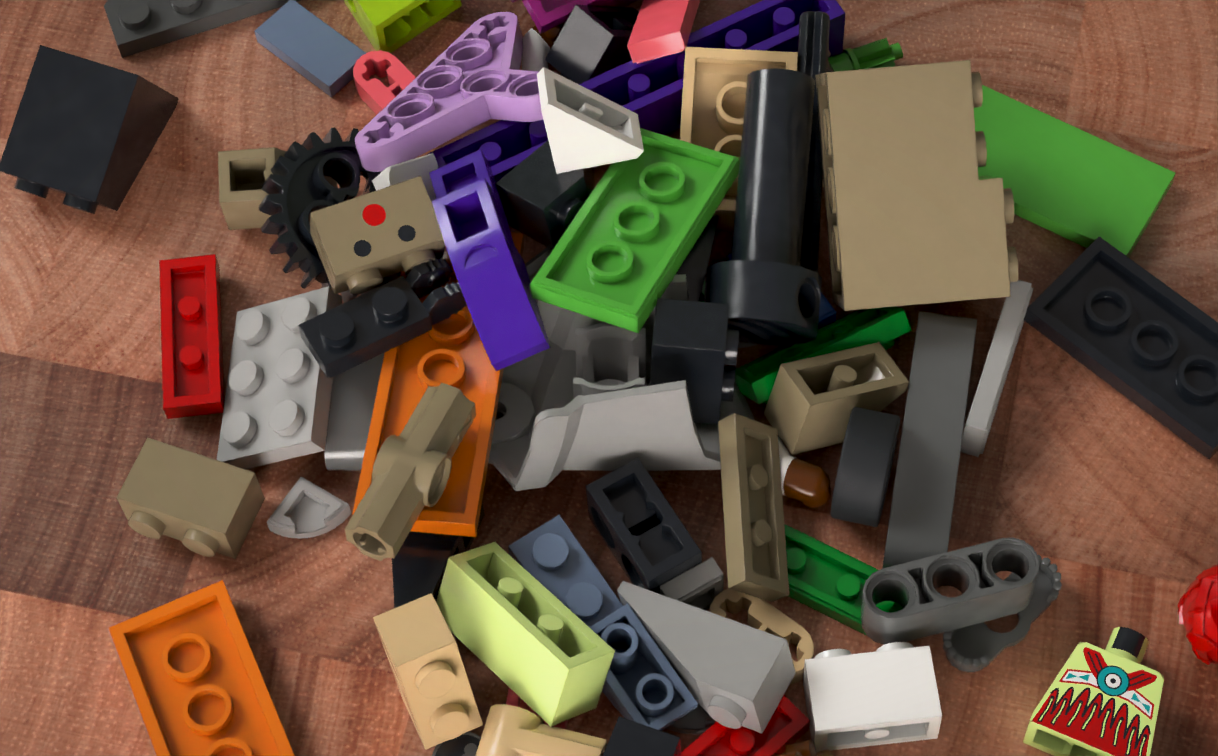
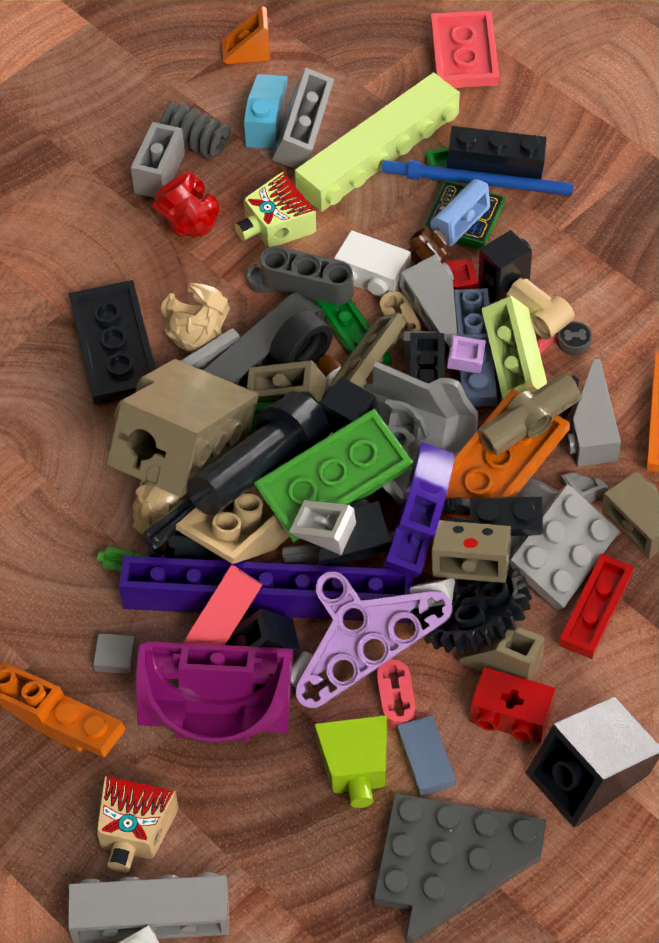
camera: 150 degrees left, 5 degrees down
(229, 126) = (500, 691): none -> red brick
(336, 598) = (594, 426): none -> light grey slope
(428, 671) = (572, 350): tan brick -> none
(593, 574) = (466, 354): none -> lavender tile
(1057, 424) = (194, 325): none -> tan helmet
(1069, 176) = (76, 451): bright green tile -> none

